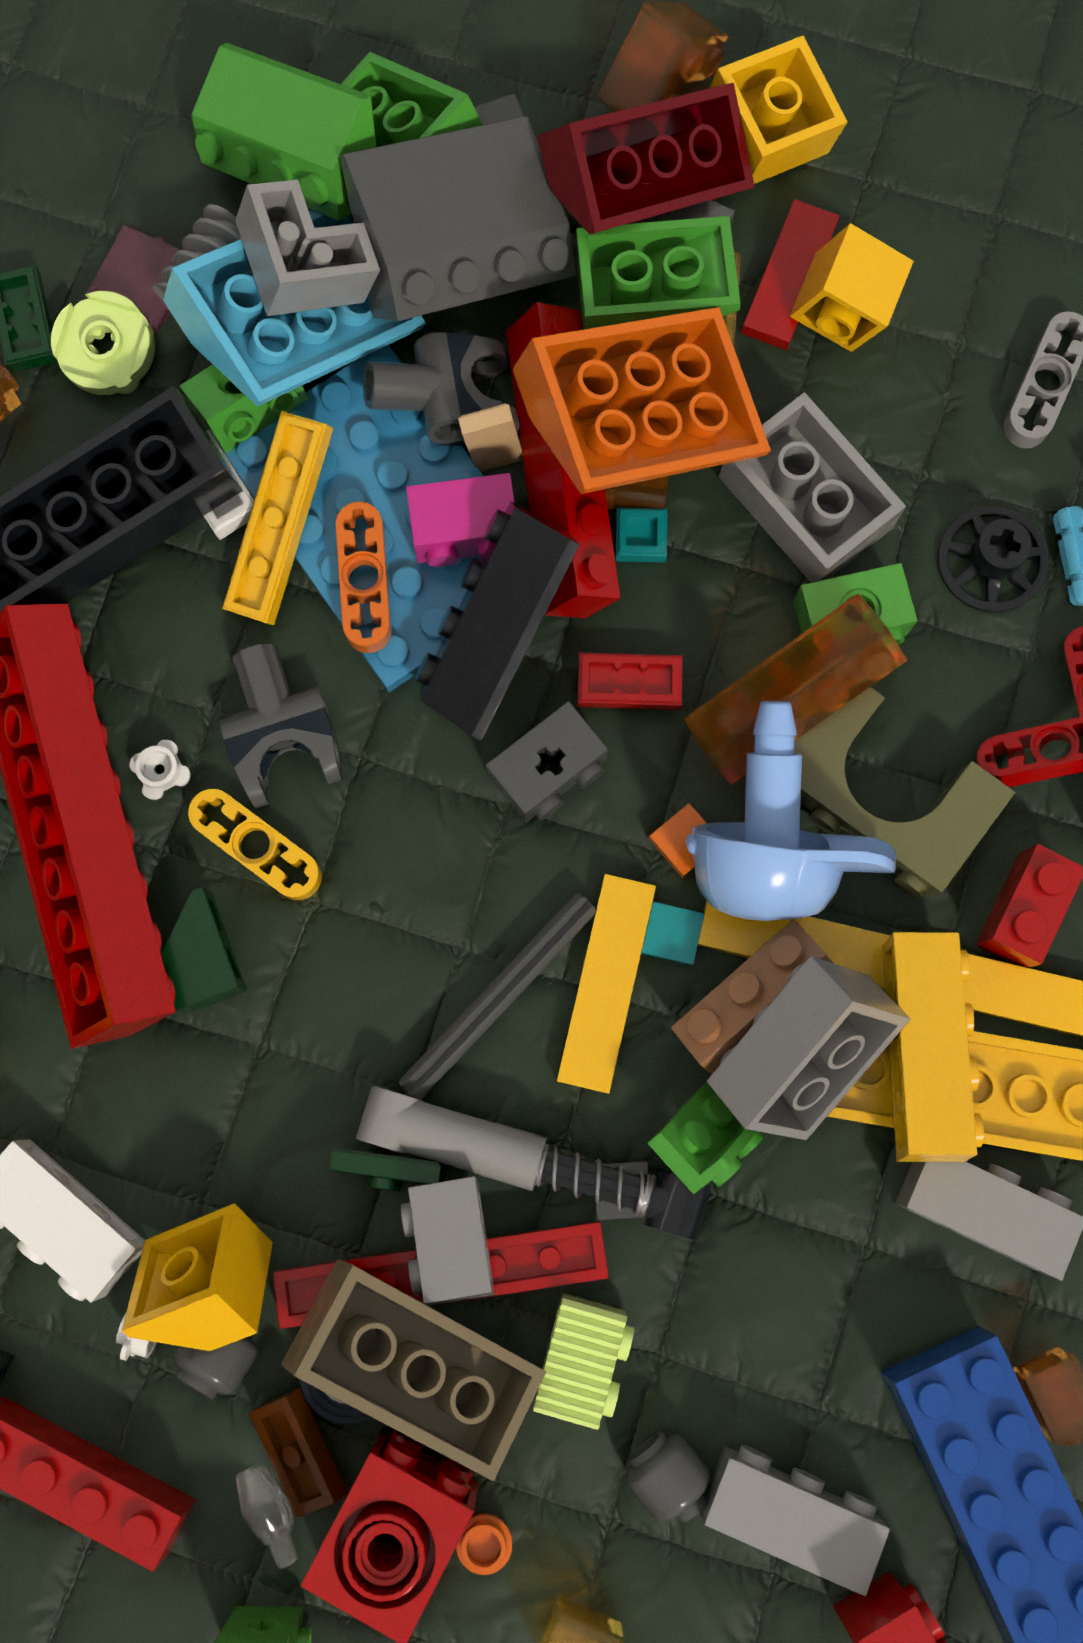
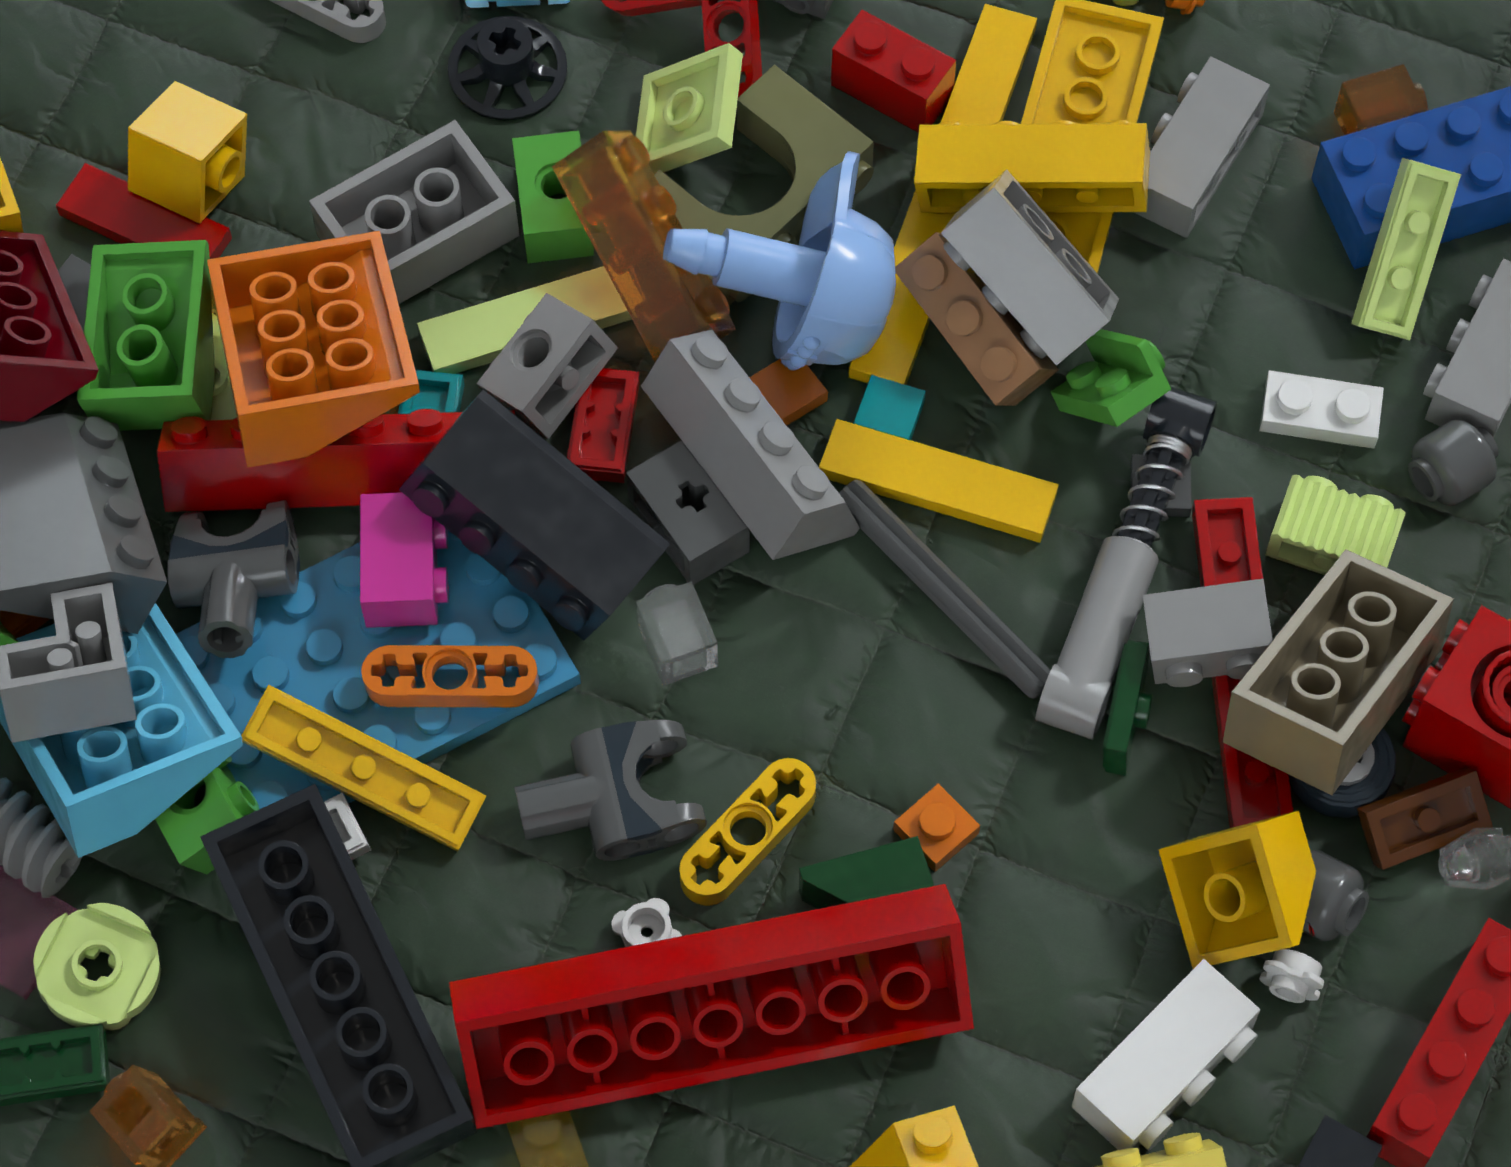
camera: 85 degrees left, 15 degrees down
(269, 1006) = (939, 824): none -> orange plate
(430, 763) = (676, 632): none -> clear brick
(491, 437) = (304, 520): tan tile -> none
(606, 807) = (746, 447): none -> light grey slope
(671, 622) = (548, 364): none -> light grey brick
(718, 1343) = (1321, 409): none -> white plate
(723, 593) = (482, 331): none -> yellowish green tile
(888, 1427) = (1406, 249): none -> yellowish green tile
(957, 719) = (690, 108): none -> yellowish green plate

